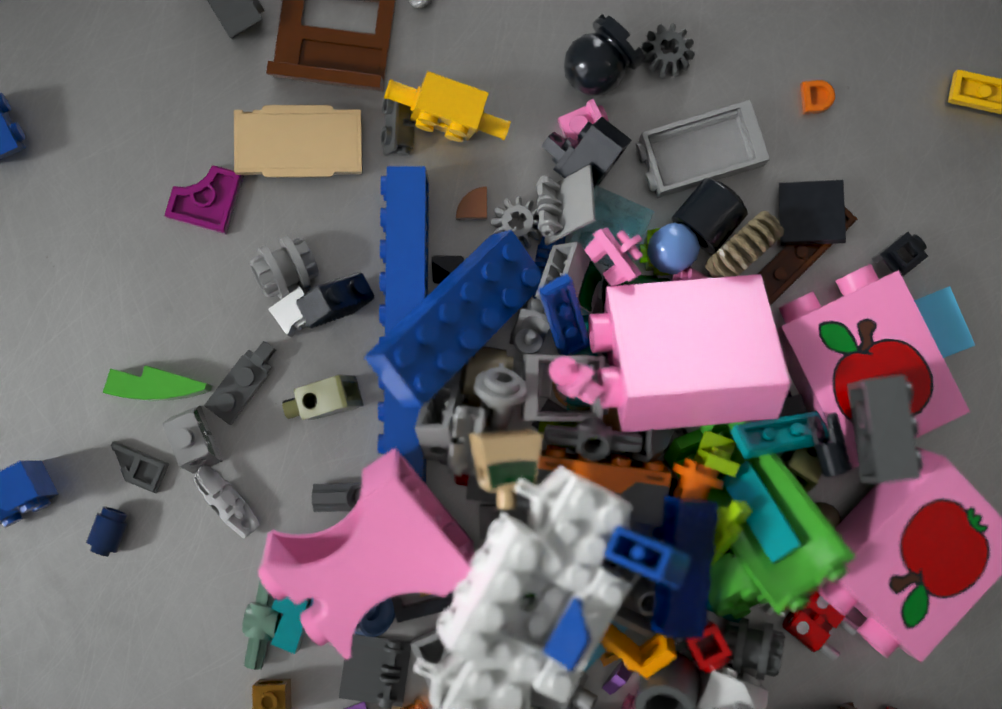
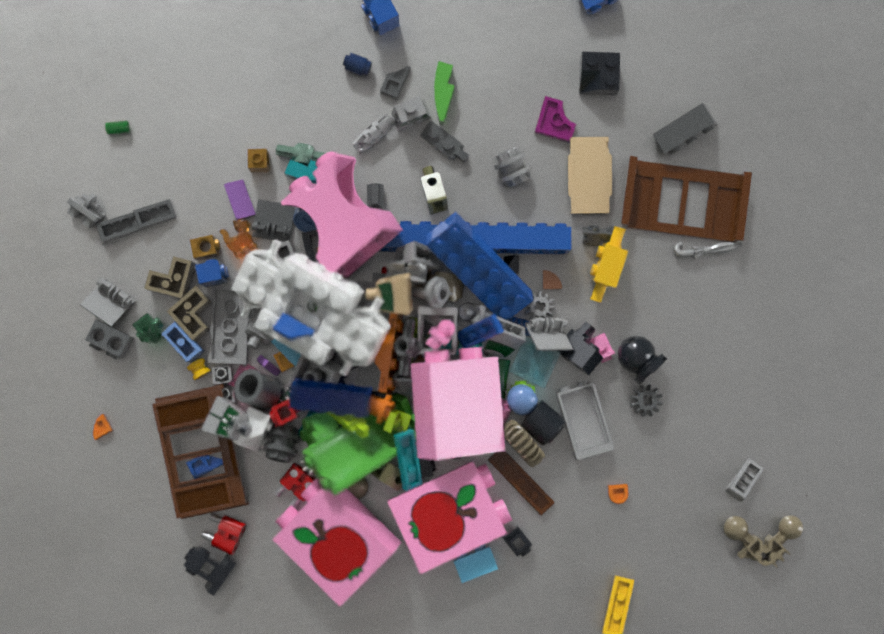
camera: 90 degrees right, 0 degrees up
(126, 125) = (599, 73): none -> black slope
(287, 312) = (487, 174): white window -> none
(335, 299) = (492, 197): black brick -> none
(624, 267) = (519, 365): bright pink hips -> none
(647, 556) = (336, 373): blue brick -> none
(647, 658) = (277, 374): light orange bracket -> none
(766, 517) = (359, 448): teal tile -> none
(812, 212) = (544, 486): black tile -> none
(830, 449) = (401, 487): black hinge -> none
(884, 430) = (409, 518): dark grey brick -> none

